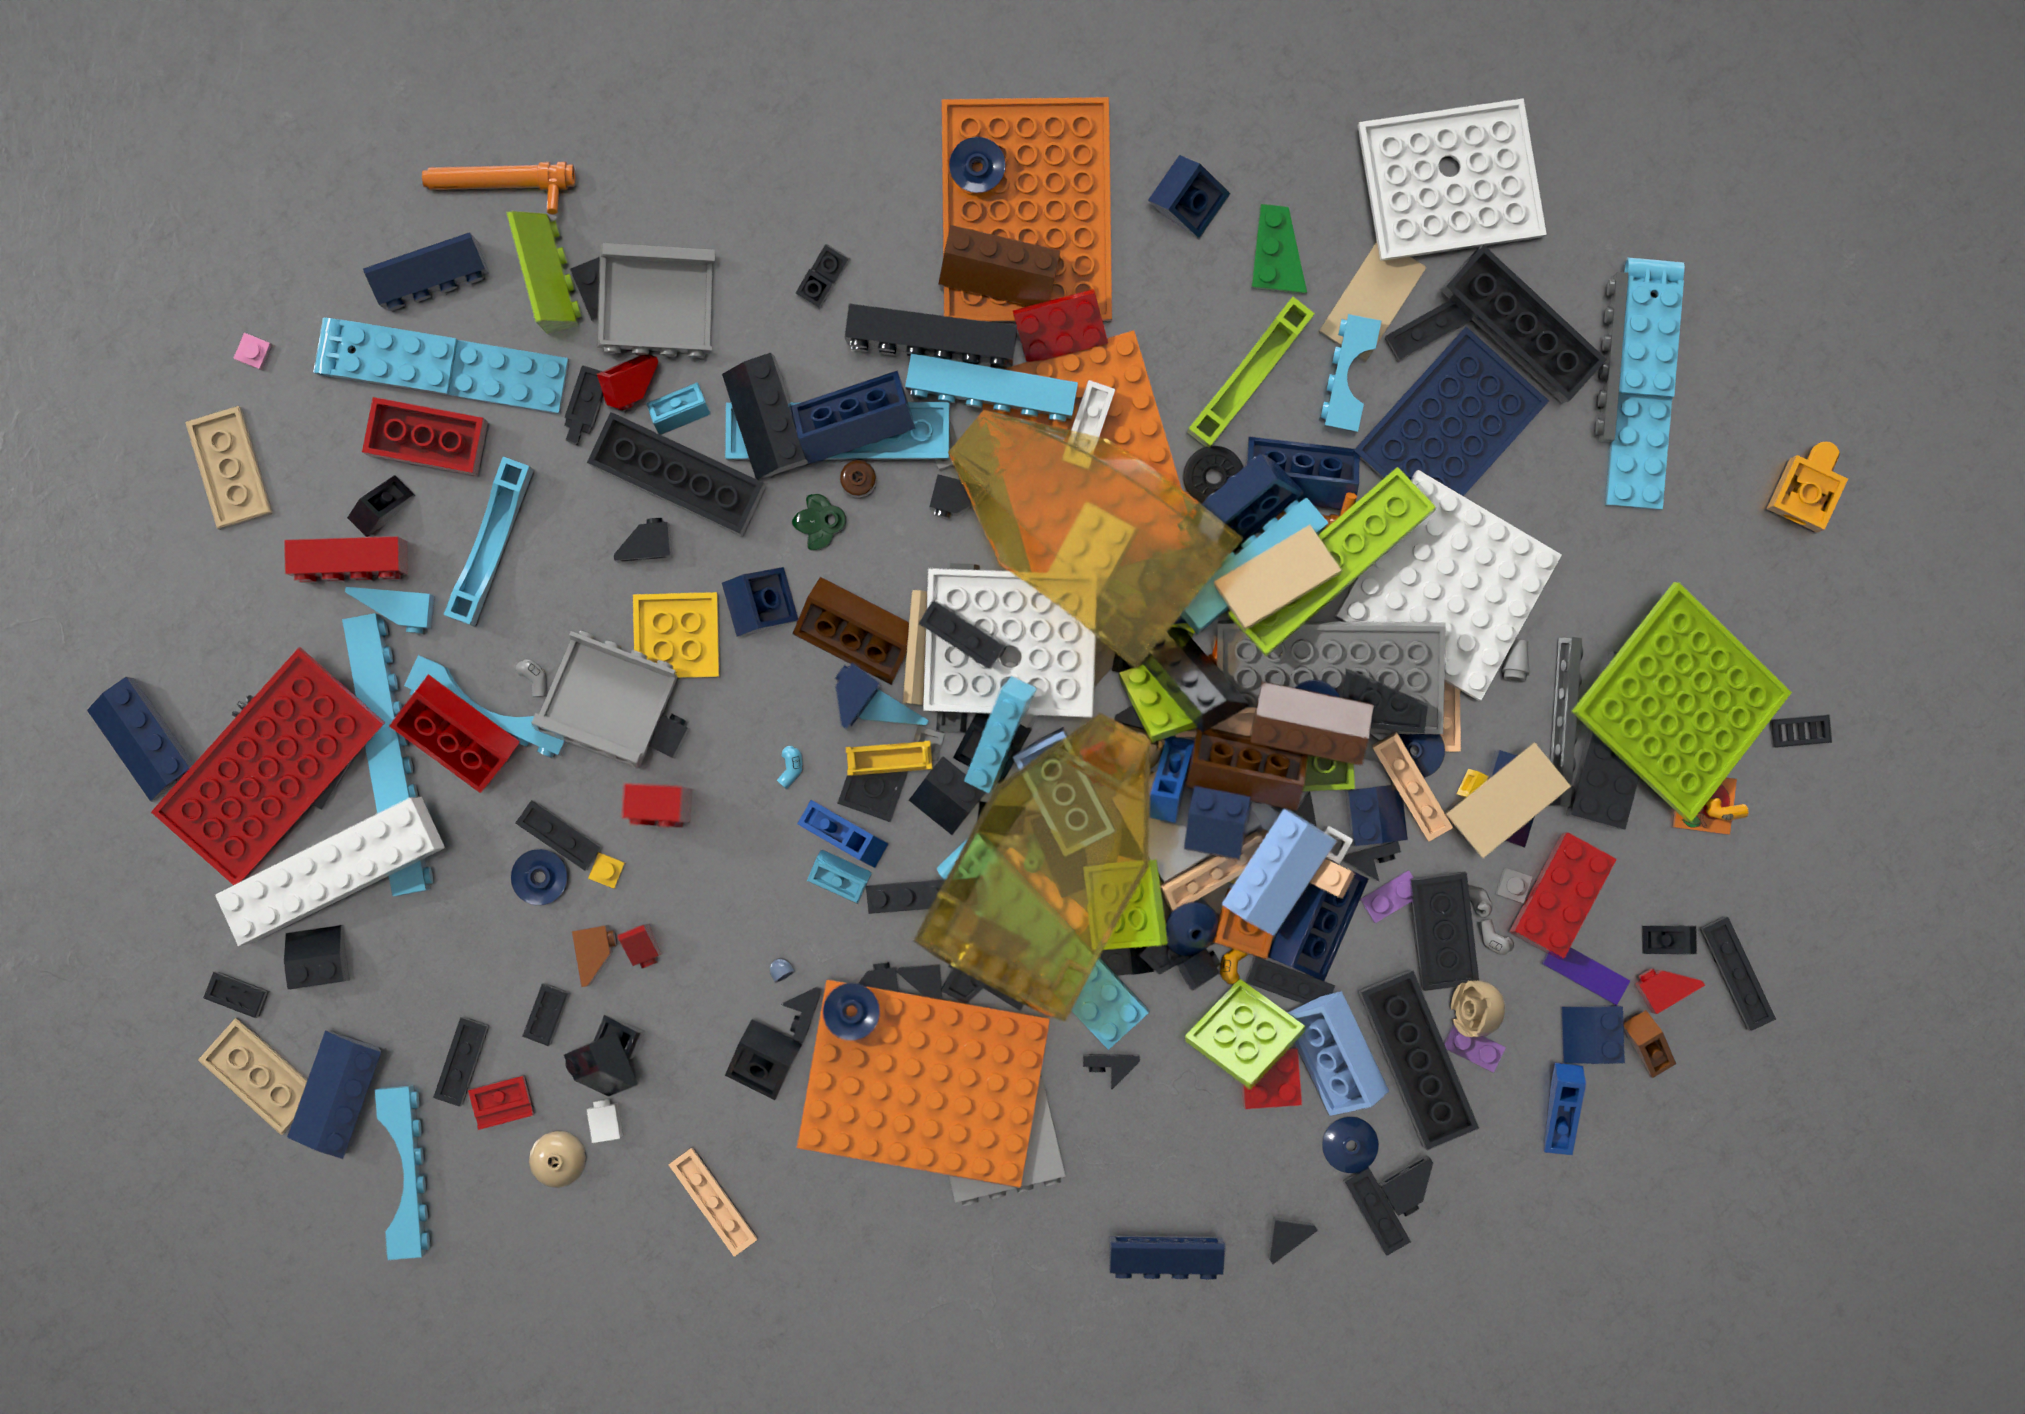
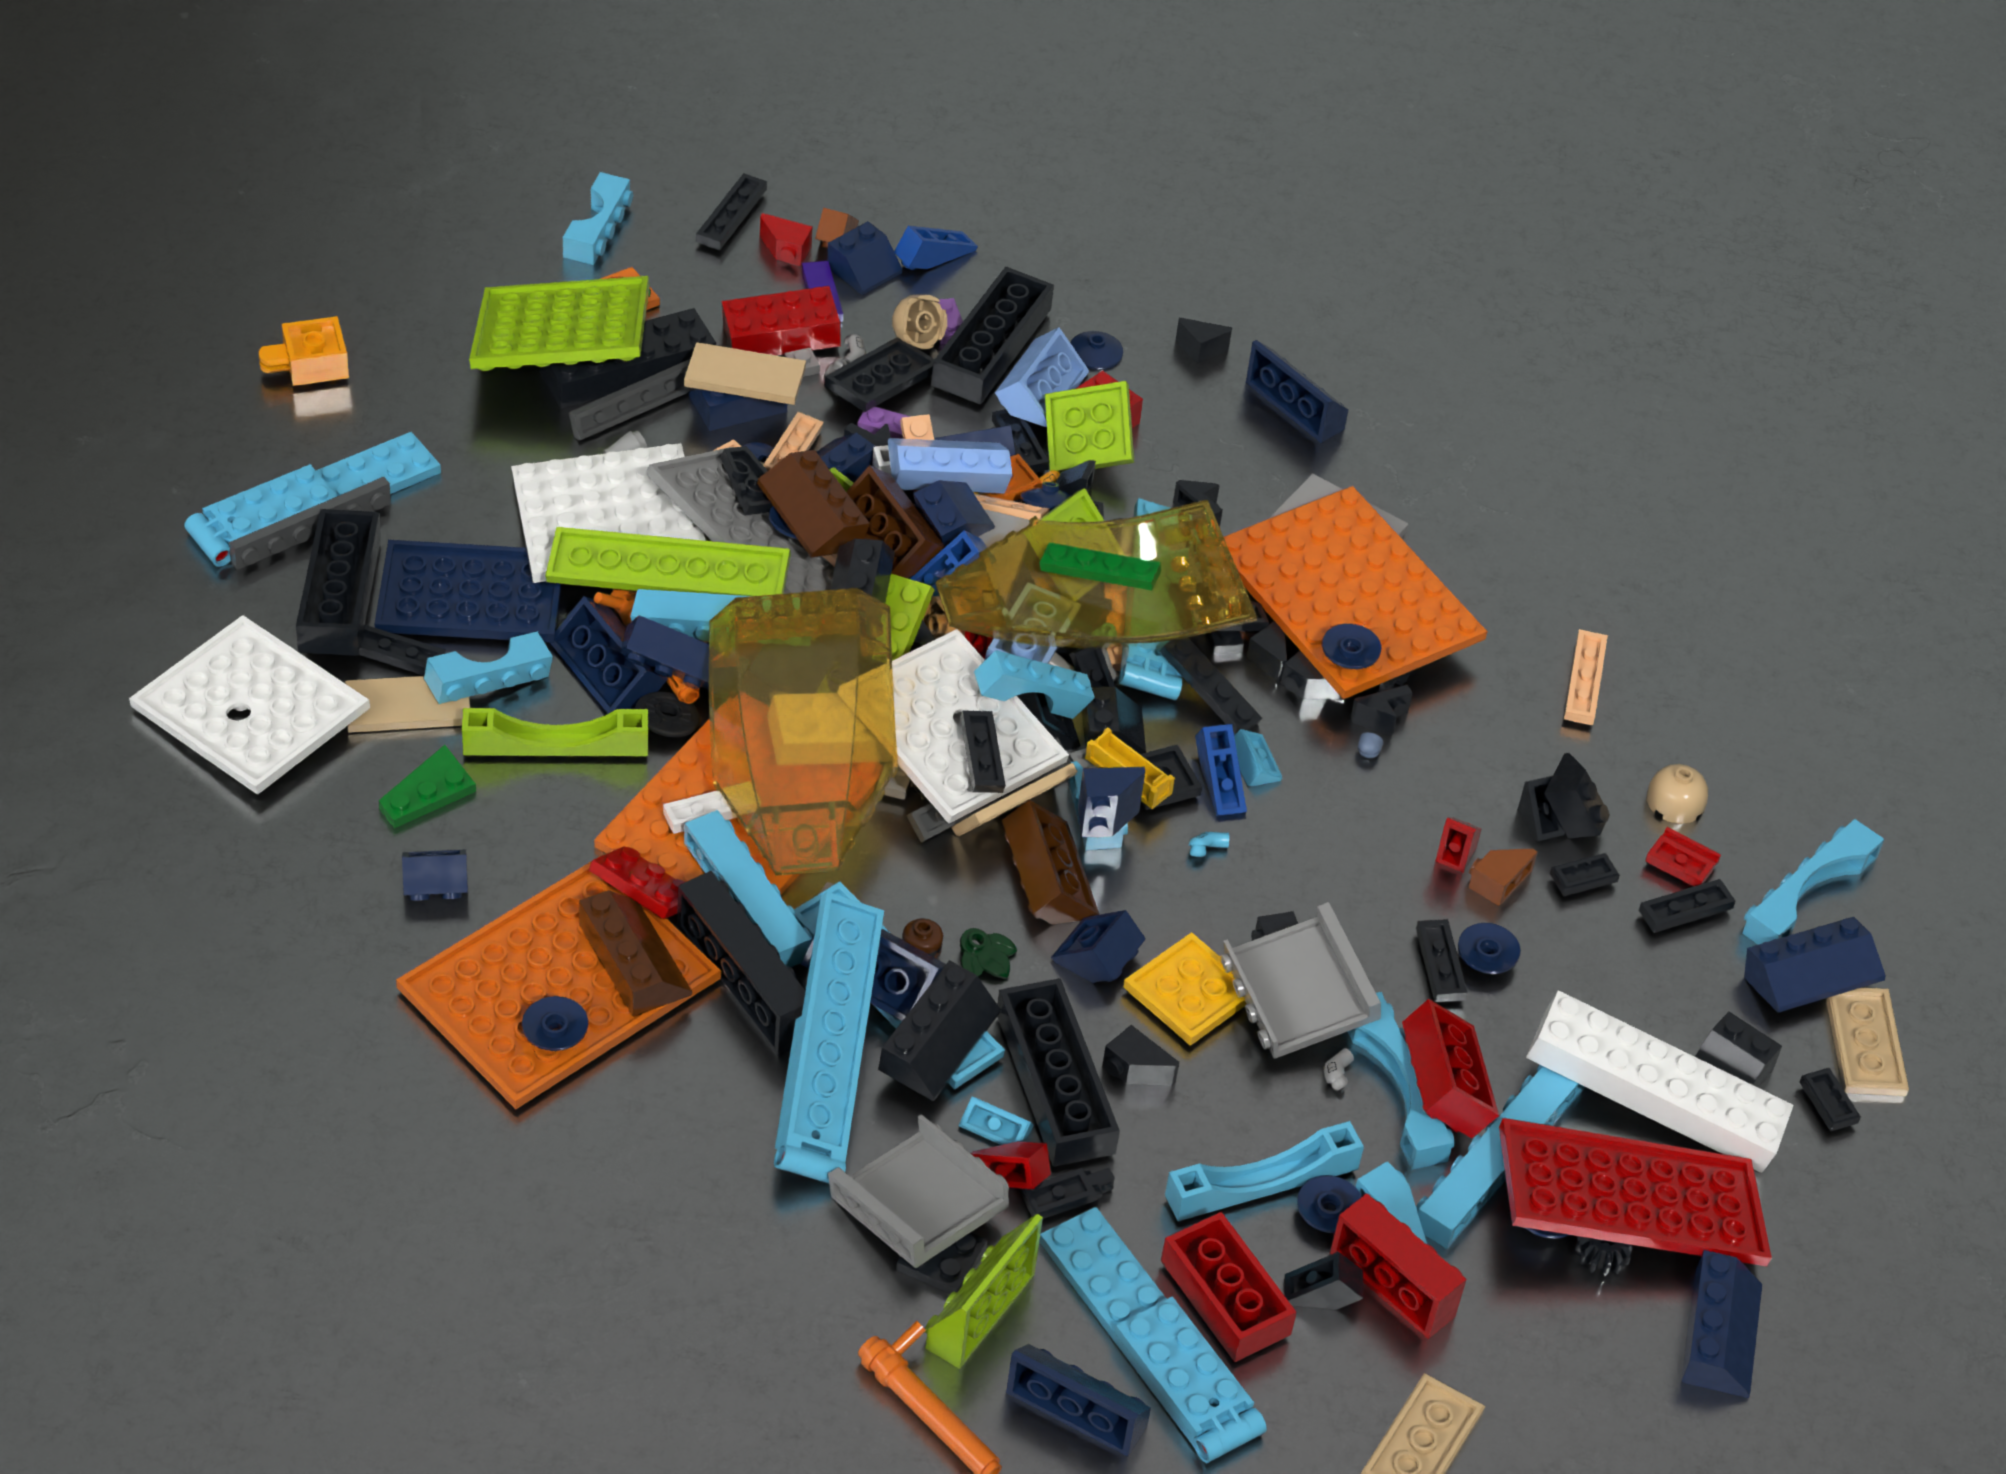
camera: 140 degrees left, 40 degrees down
(423, 556) = (1324, 1194): none -> dark blue dish
(604, 1121) = (1615, 778): white brick -> none
(606, 870) = (1428, 909): yellow plate -> none
(653, 802) = (1343, 869): red brick -> none
(763, 1059) = (1446, 710): black slope -> none
(805, 323) = (829, 1040): none -> medium azure hinge
(823, 275) = (758, 1095): black slope -> none
(949, 497) = (868, 871): black slope -> none
(1067, 879) = (1100, 566): none -> green plate
(1277, 577) = (715, 575): tan tile -> none
(1377, 1211) = (1125, 305): black plate -> none
(1408, 1186) = (1086, 296): black slope -> none
(1471, 781) = (752, 419): yellow plate -> none
(1669, 939) = (749, 255): black slope -> none
(1726, 813) = (615, 267): light orange arm -> none
(1790, 822) = (588, 237): none -> medium azure arch
(1826, 729) = (502, 254): black slope -> none

